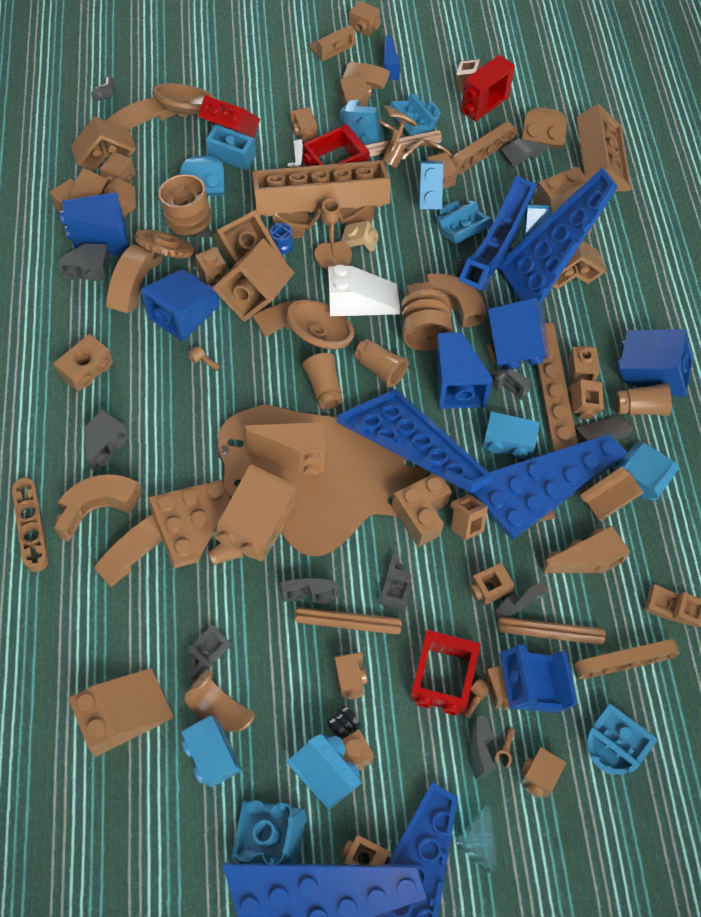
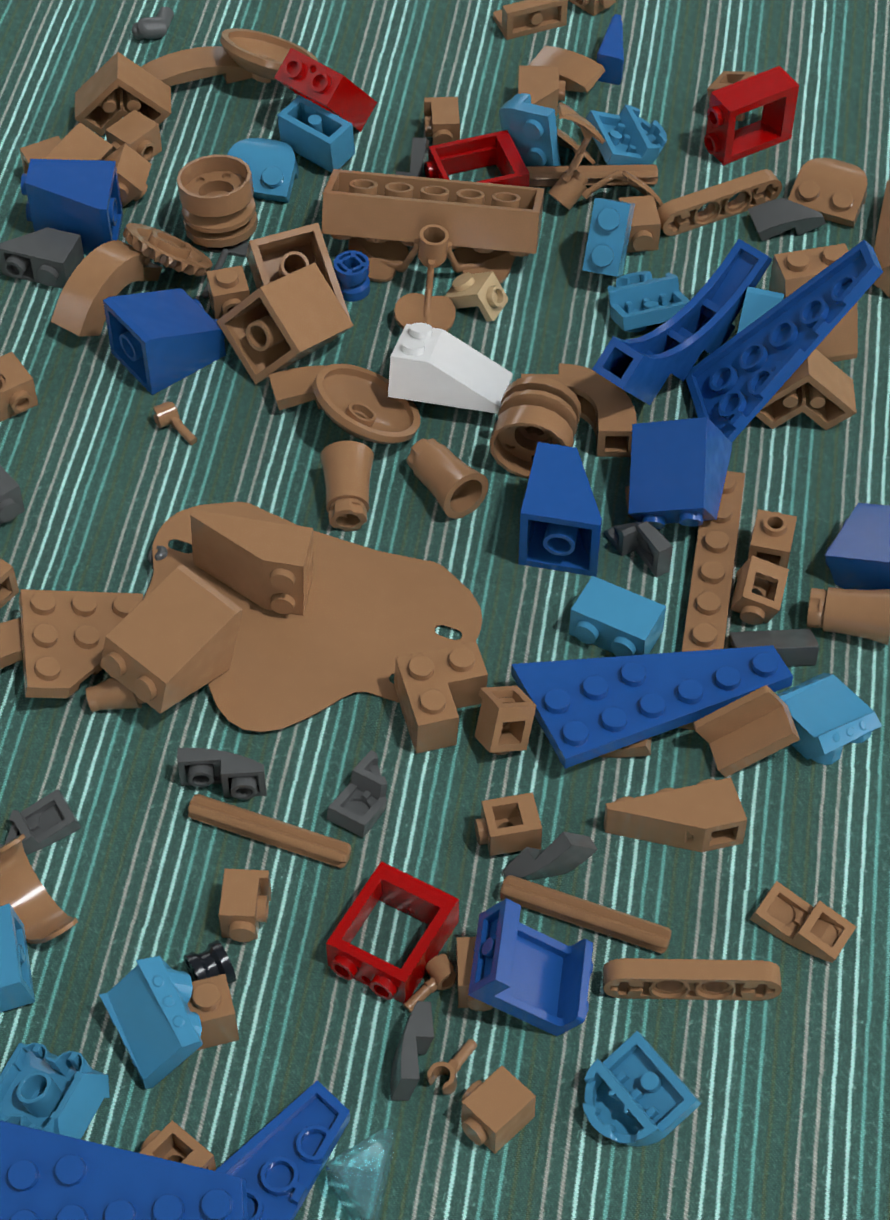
camera: 15 degrees right, 10 degrees down
(406, 431) = (456, 585): blue wing -> none

